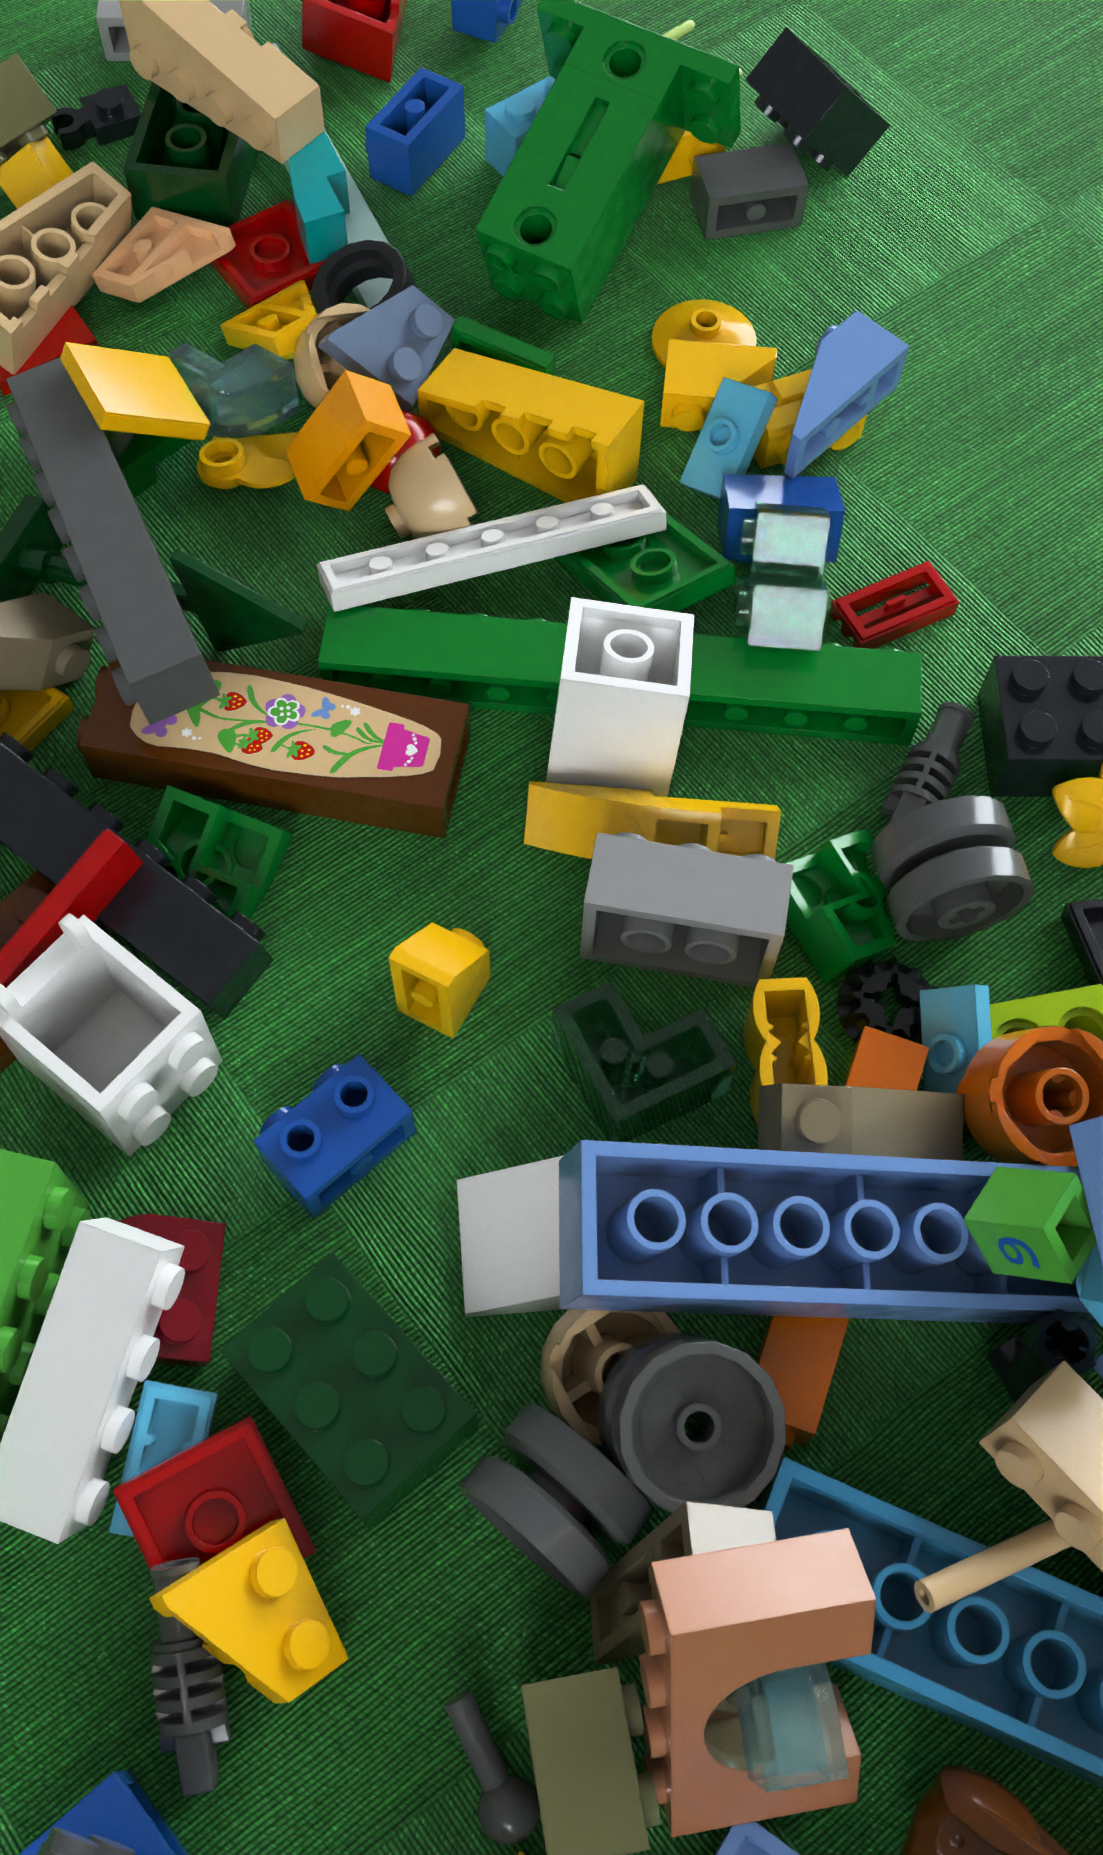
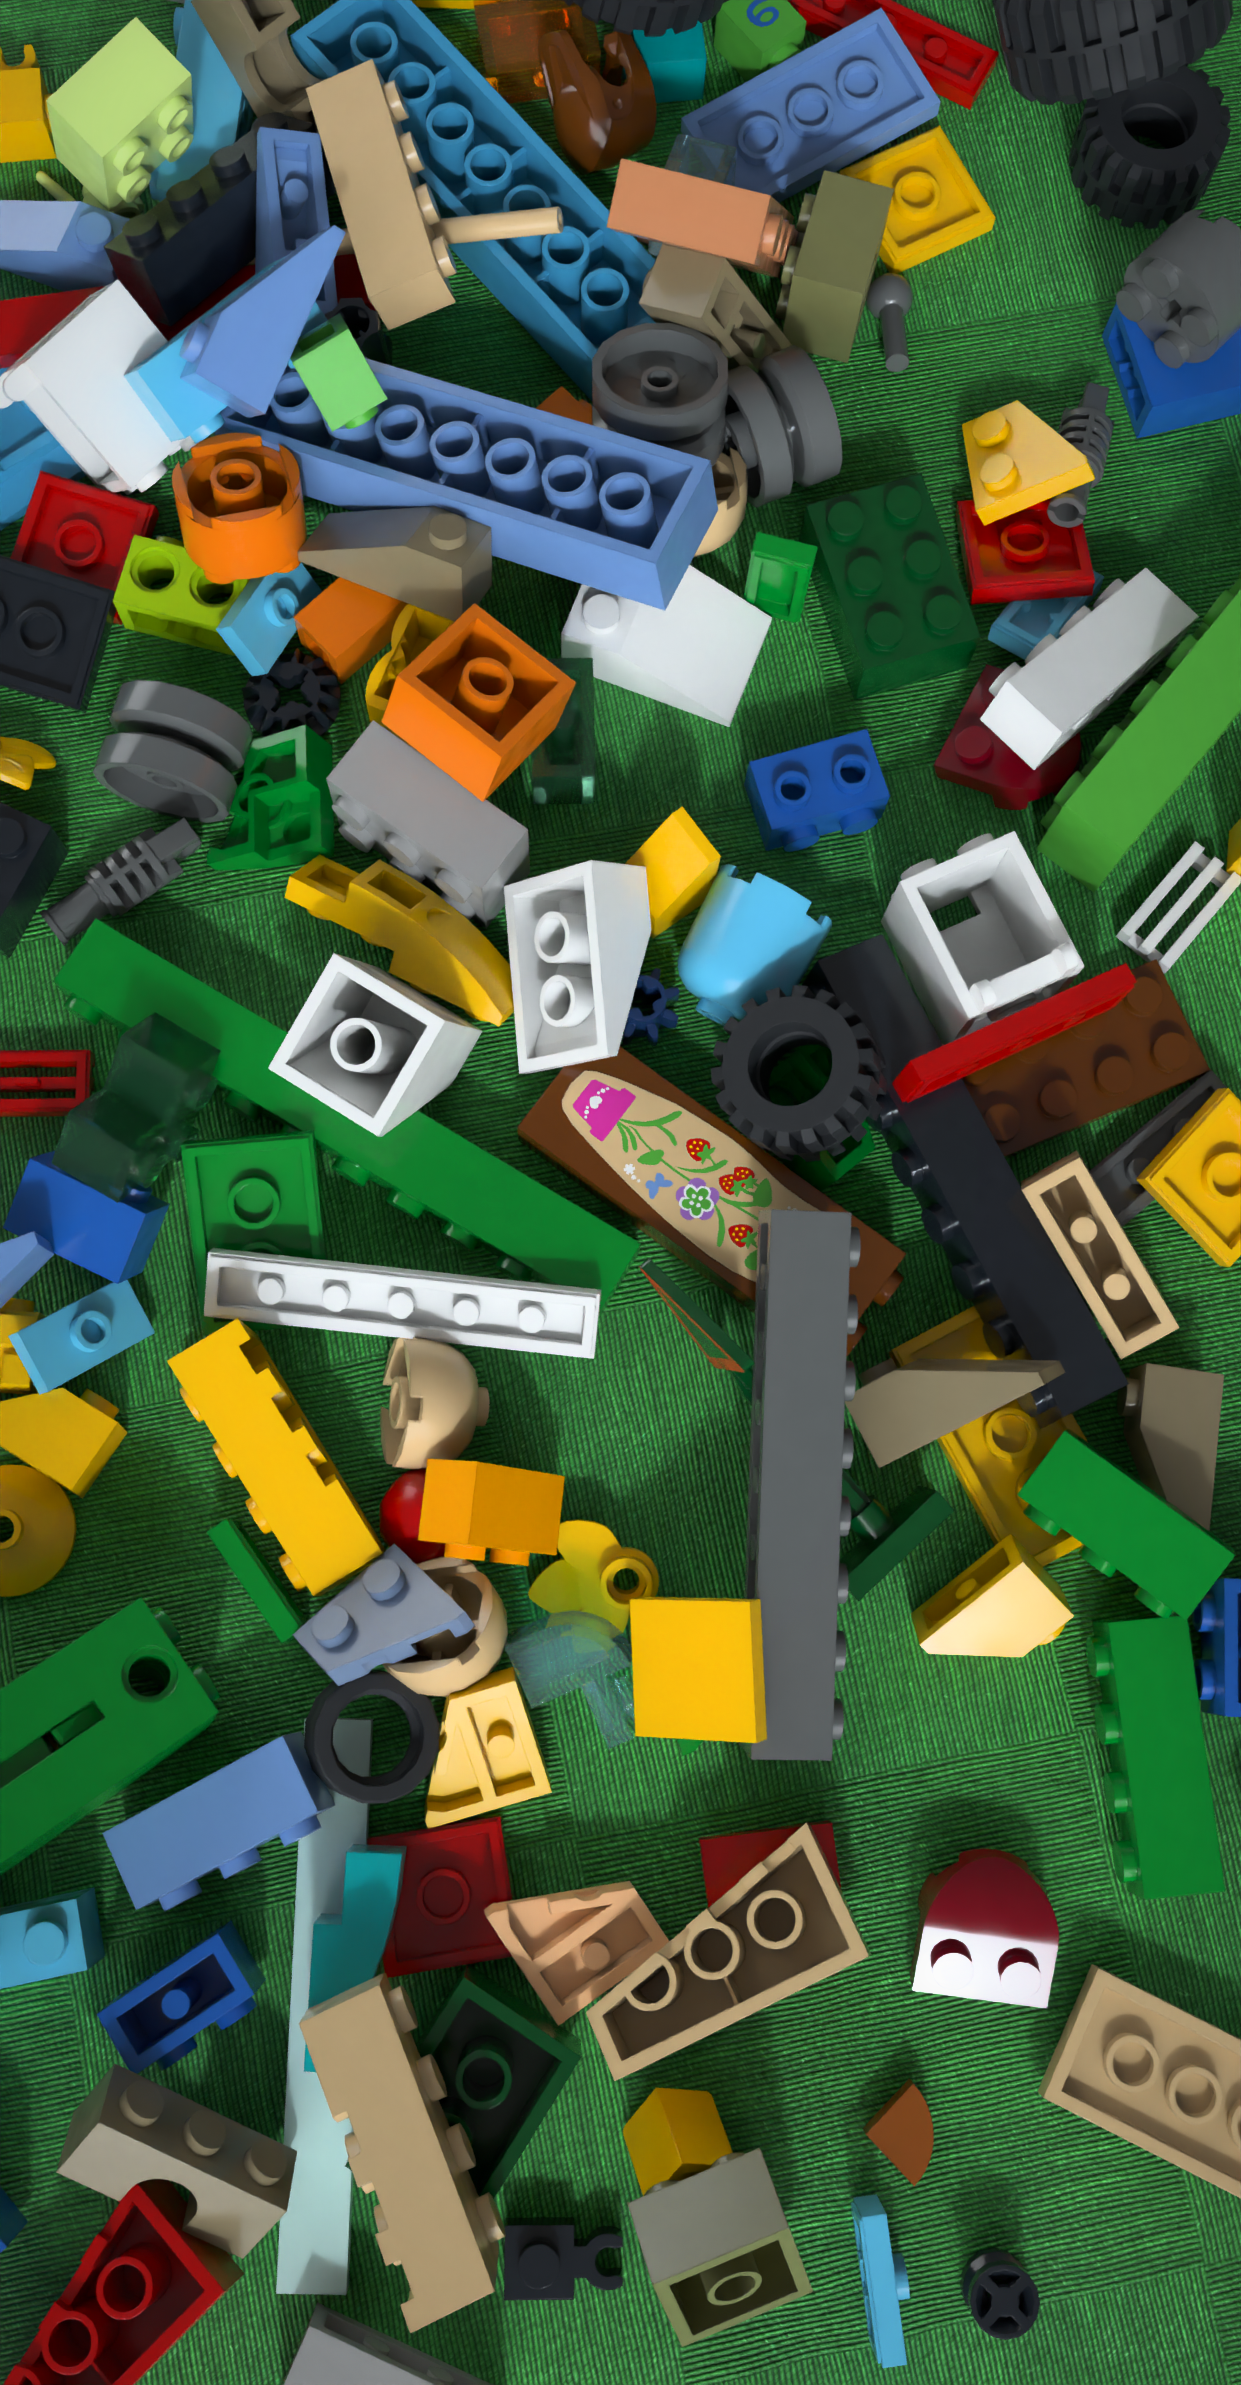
camera: 160 degrees left, 15 degrees up
(235, 778) = (770, 1033): none -> black tyre
(331, 944) = (747, 944): none -> medium azure cylinder
(372, 47) = (145, 2132): none -> dark tan arch
(412, 865) = (651, 993): none -> dark blue gear
(439, 220) = (219, 1823): none -> medium blue brick
(470, 1319) = (779, 576): none -> green tile
(486, 853) = (575, 960): none -> white slope
(690, 975) = (477, 701): none -> orange brick

